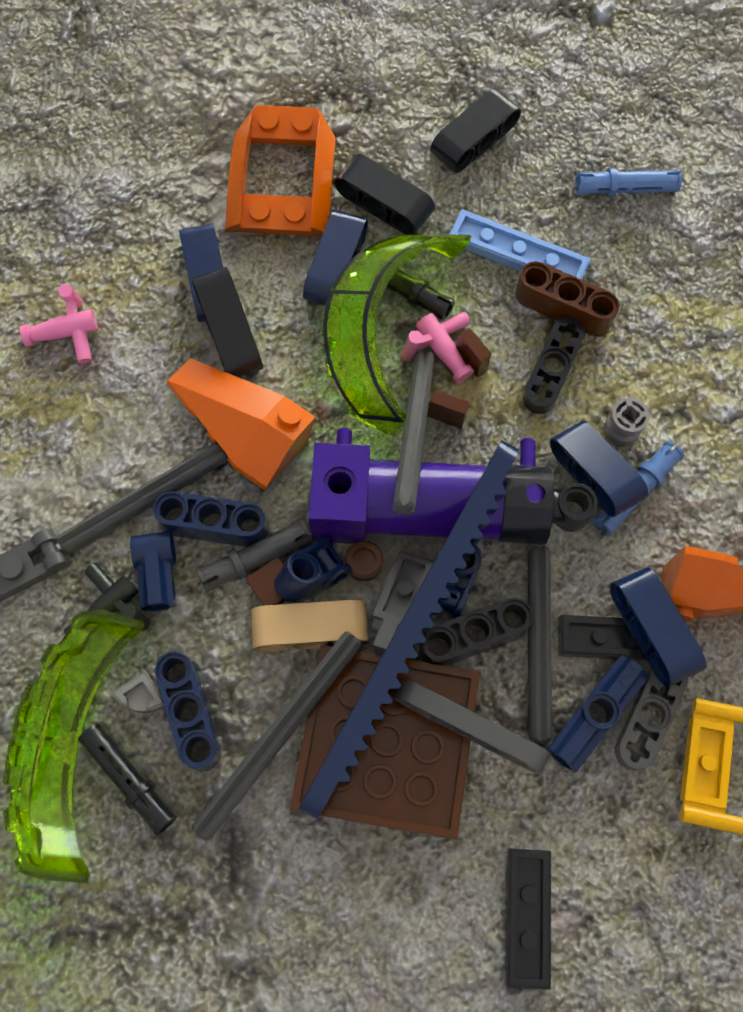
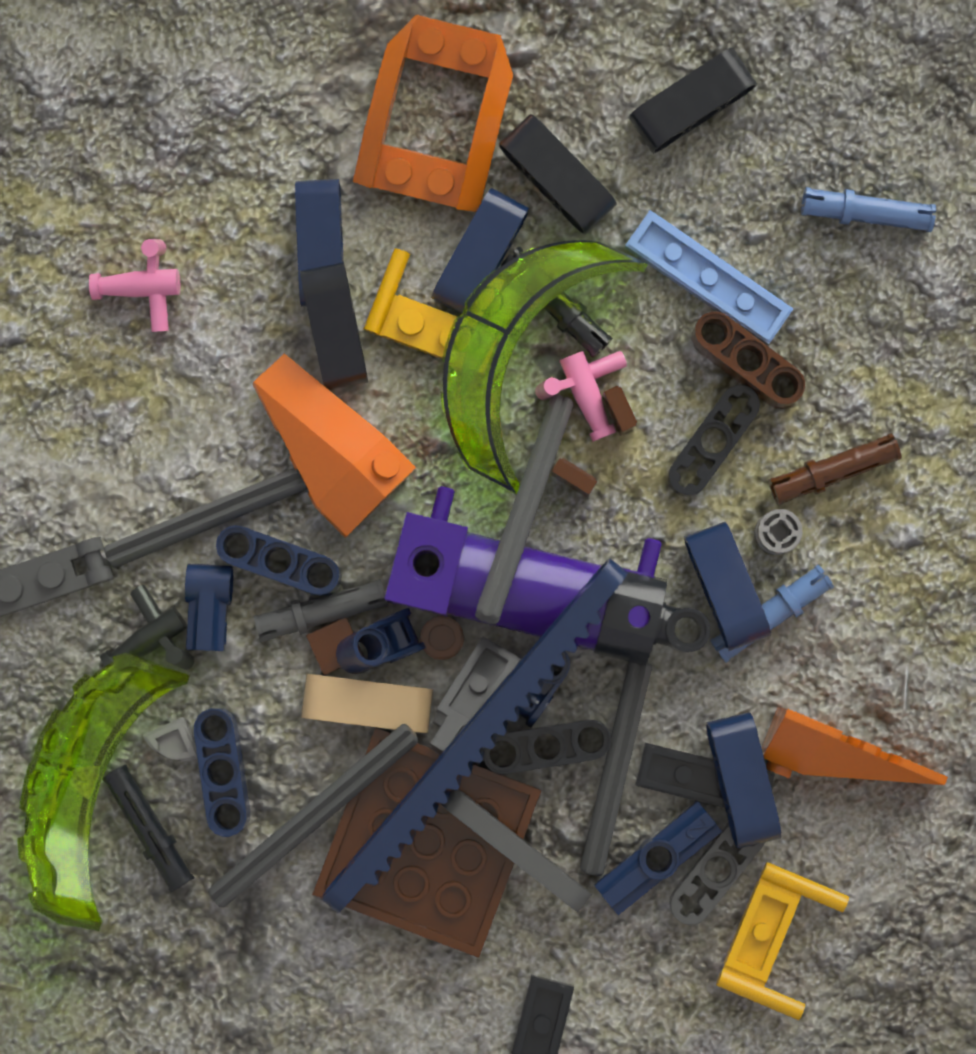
camera: 15 degrees right, 15 degrees up
(286, 317) = (404, 318): none -> yellow plate
(645, 374) = (826, 472): none -> reddish brown pin

